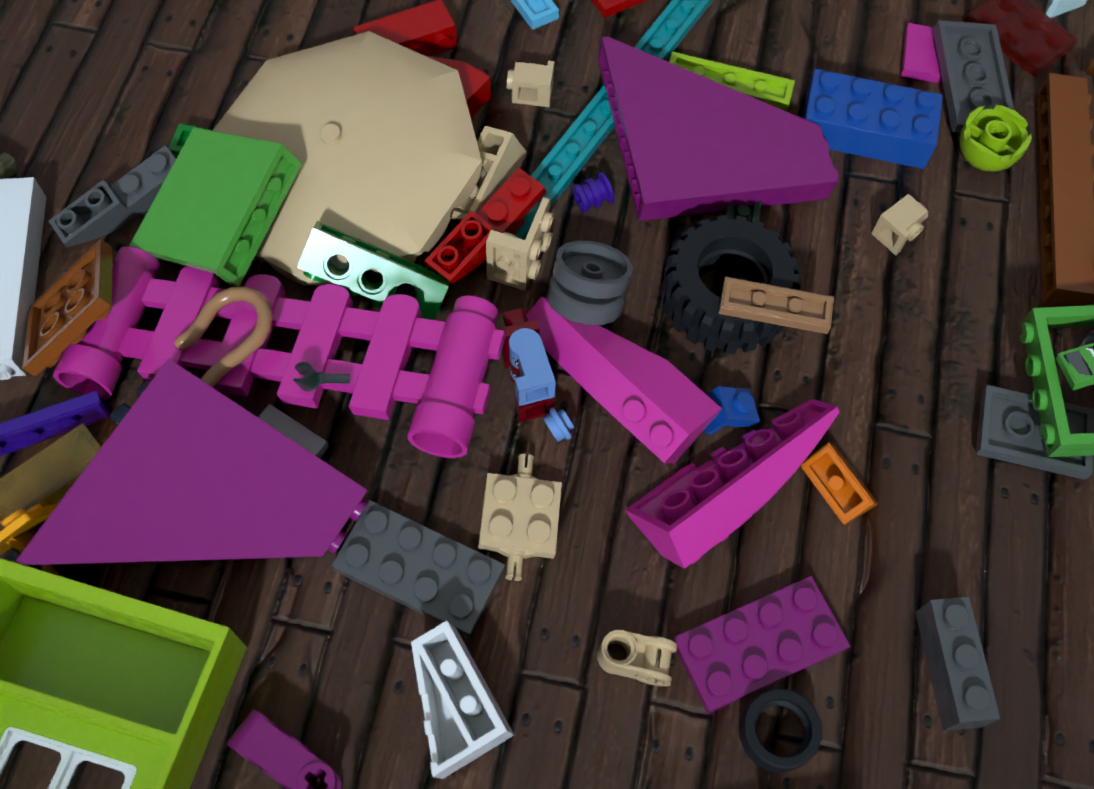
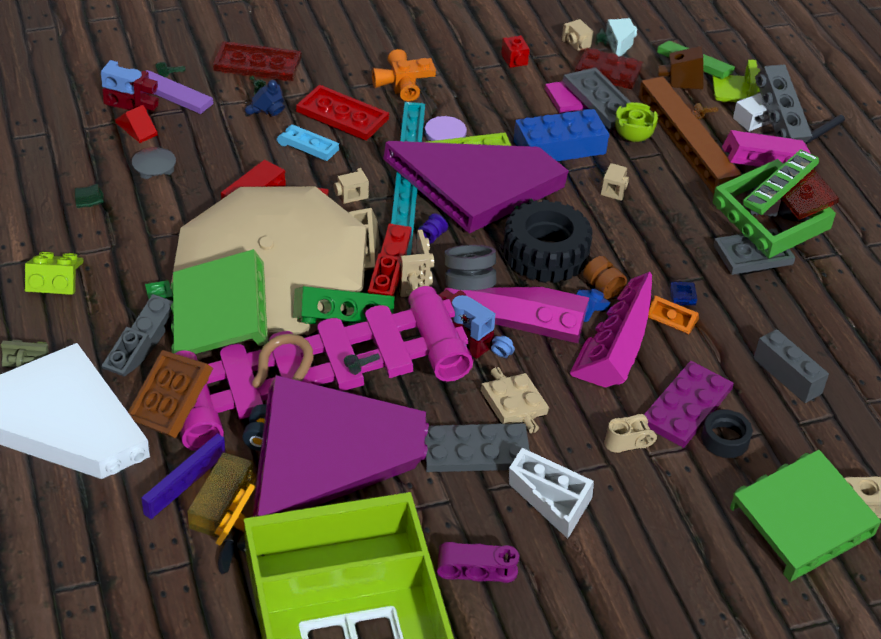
camera: 30 degrees left, 20 degrees down
(87, 58) = (52, 273): none -> lime bracket
(719, 42) = (444, 128): none -> lavender tile
(776, 305) = (585, 233): medium nougat tile -> none
(776, 379) = (605, 277): none -> dark orange wheel
(877, 456) = (683, 293): none -> clear blue plate

